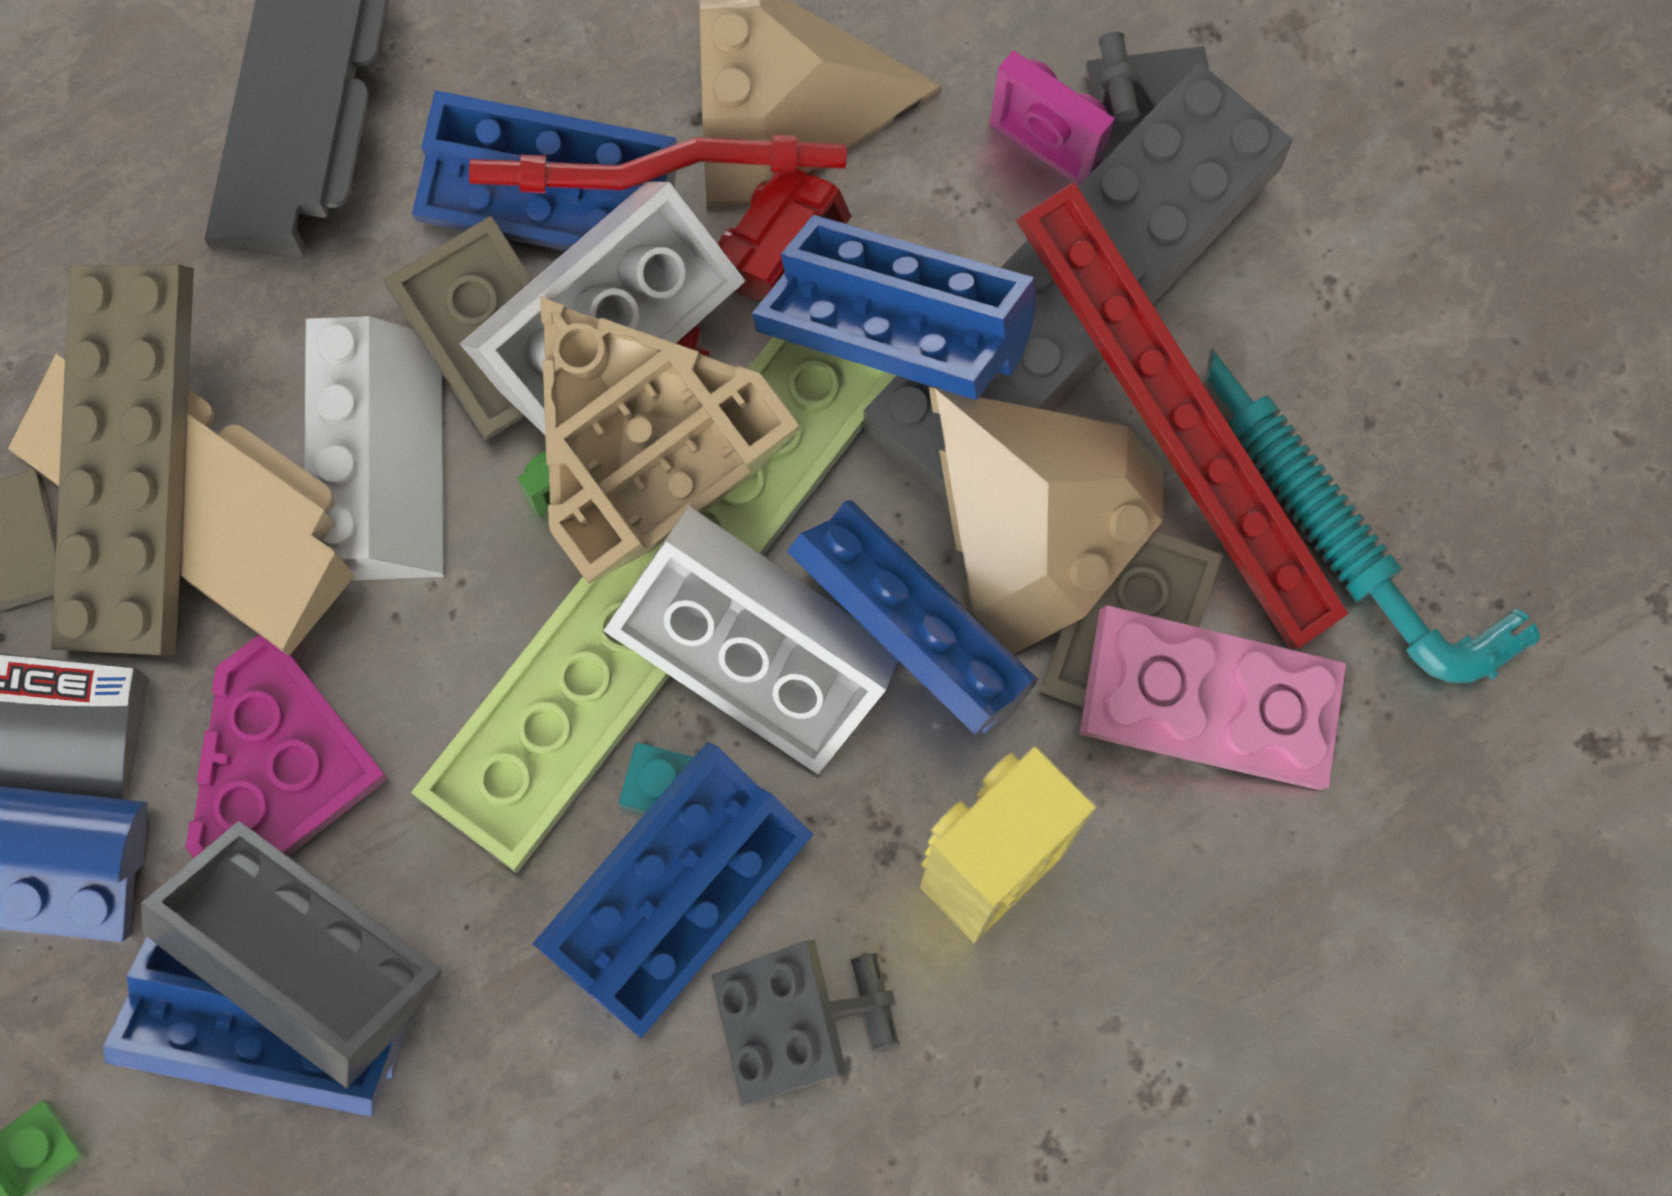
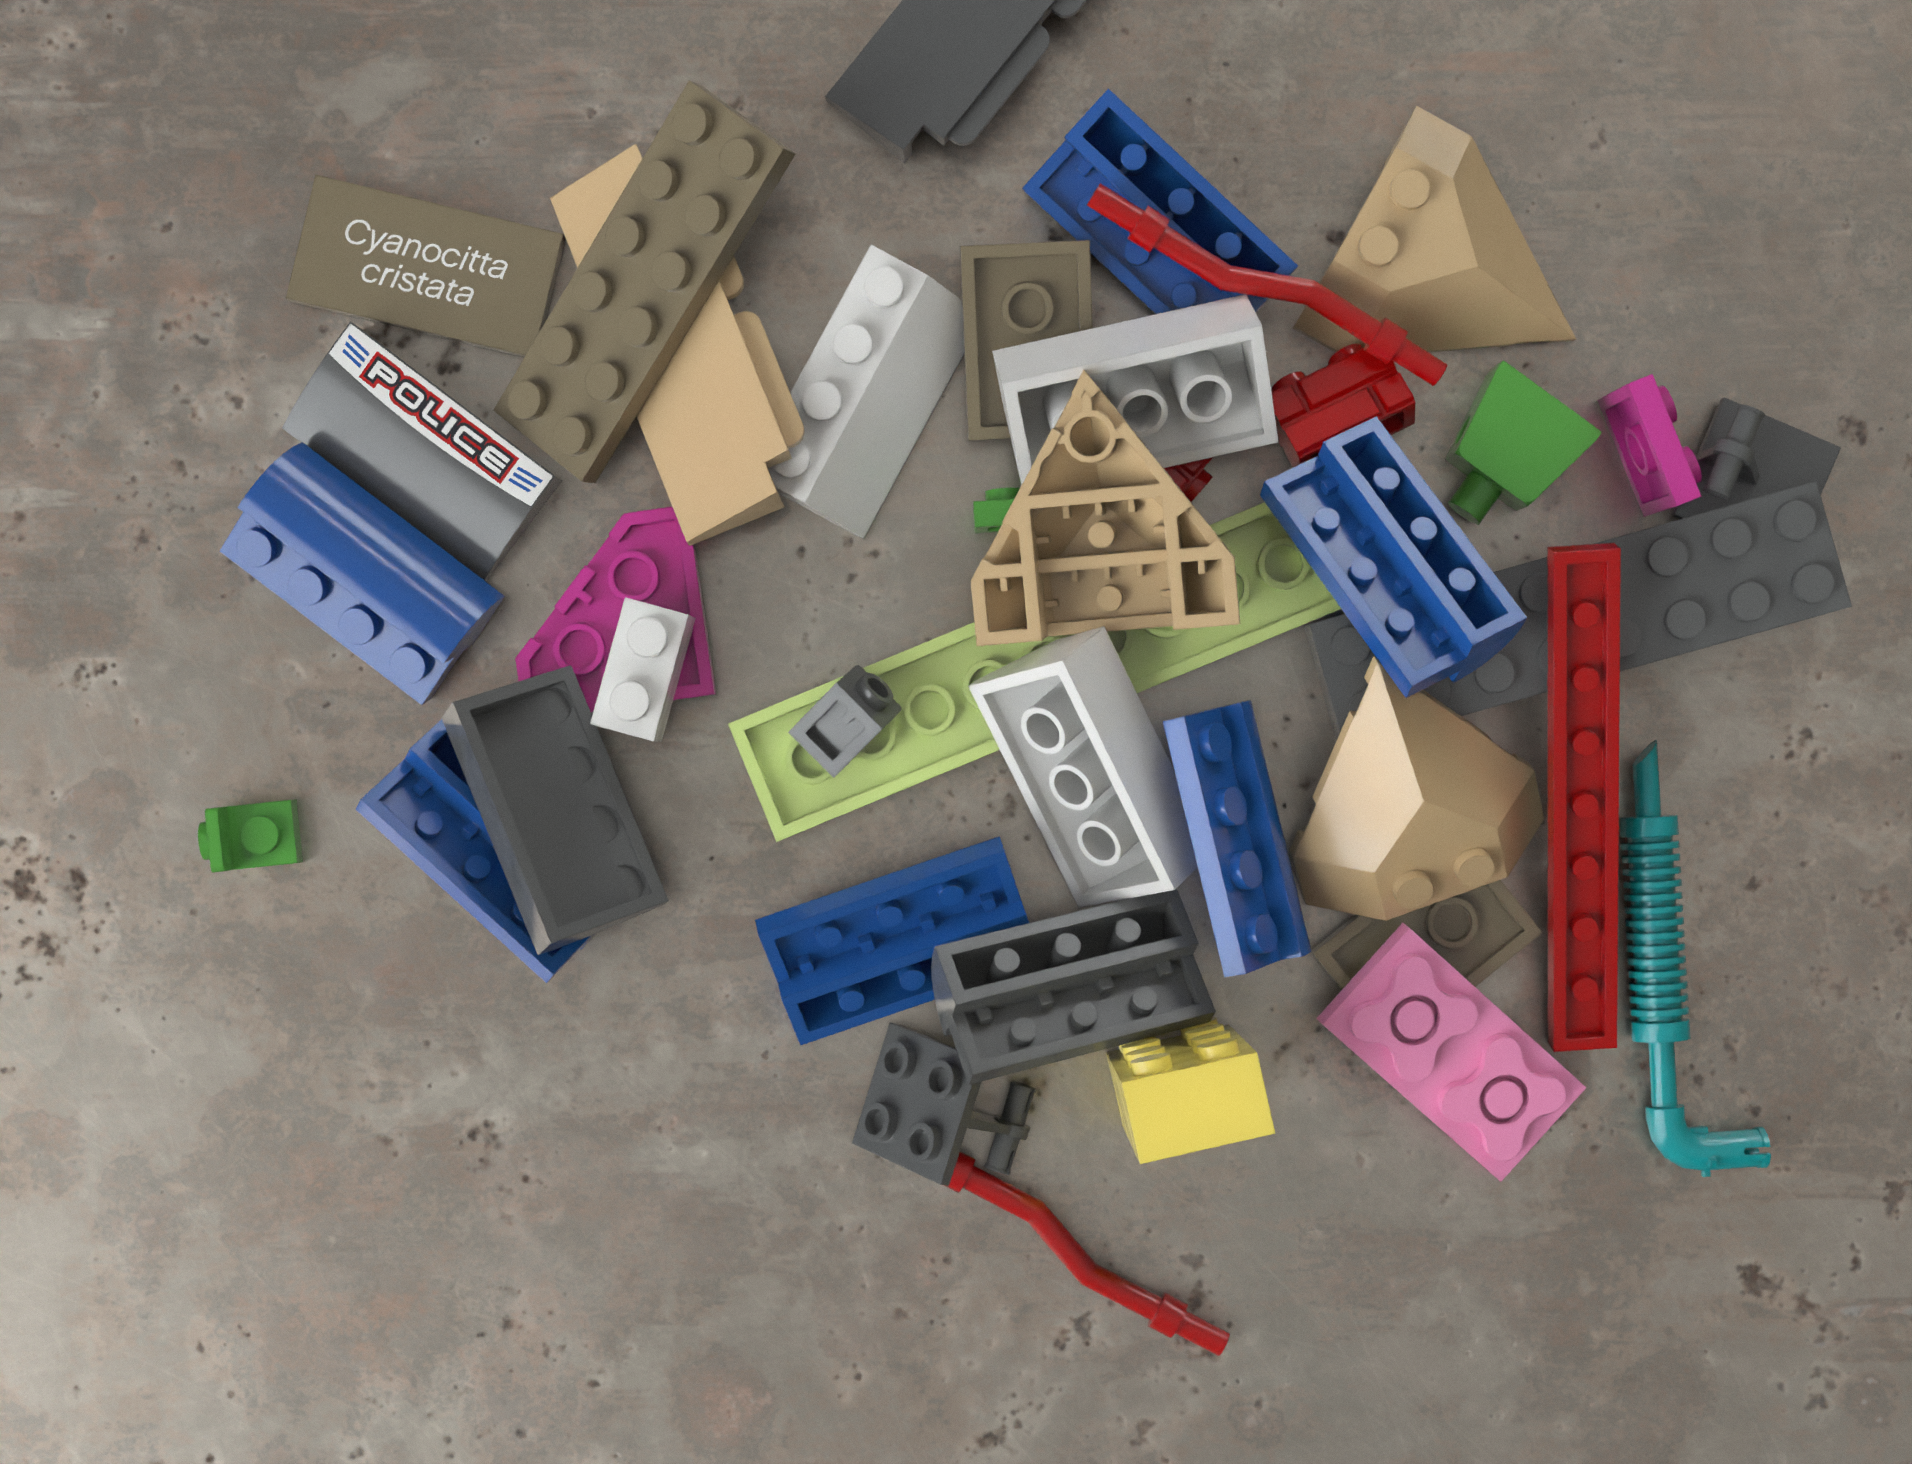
camera: 30 degrees right, 15 degrees up
(304, 781) = (642, 670): none -> white brick
(511, 721) = (846, 719): none -> bracket
(649, 776) = (939, 830): teal plate -> none
(841, 831) = (1070, 985): none -> dark grey brick
(942, 181) = (1513, 443): none -> bright green torso
(1116, 1084) = (1164, 1313): none -> red bar

